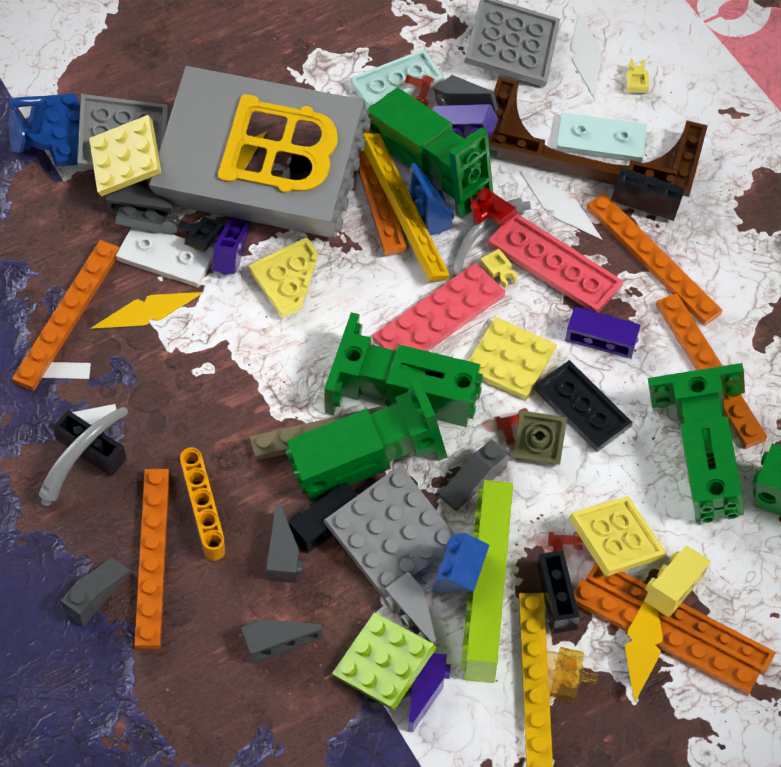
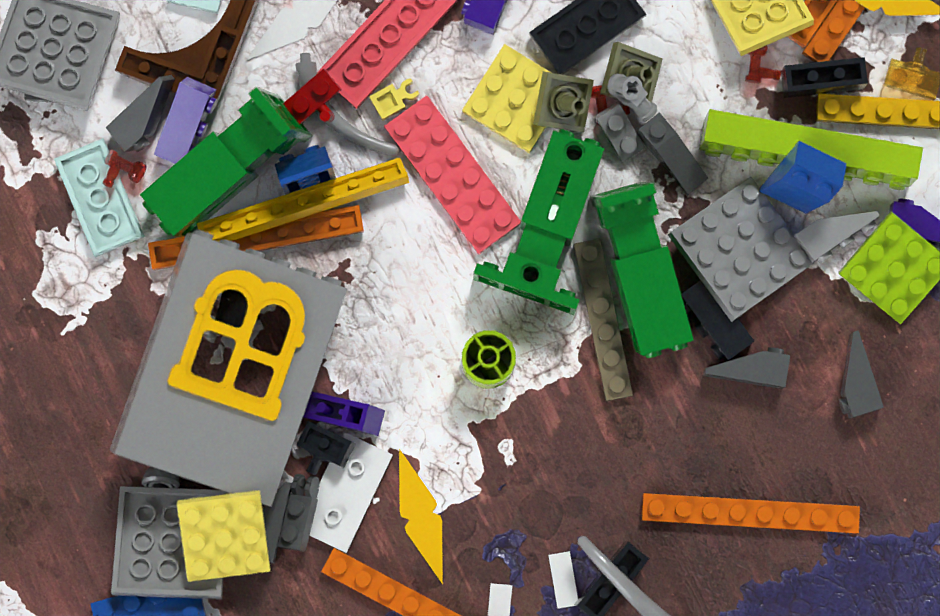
camera: 85 degrees left, 25 degrees up
(93, 591) = (790, 575): dark grey slope -> none
(202, 513) = (703, 448): light orange beam -> none
(279, 337) = (481, 348): none -> lime cylinder
(286, 275) = (388, 348): light yellow plate -> none
(492, 427) = (619, 132): none -> light grey plate
(509, 384) = (563, 102): none -> olive plate
(518, 431) = (632, 94): none -> light grey connector

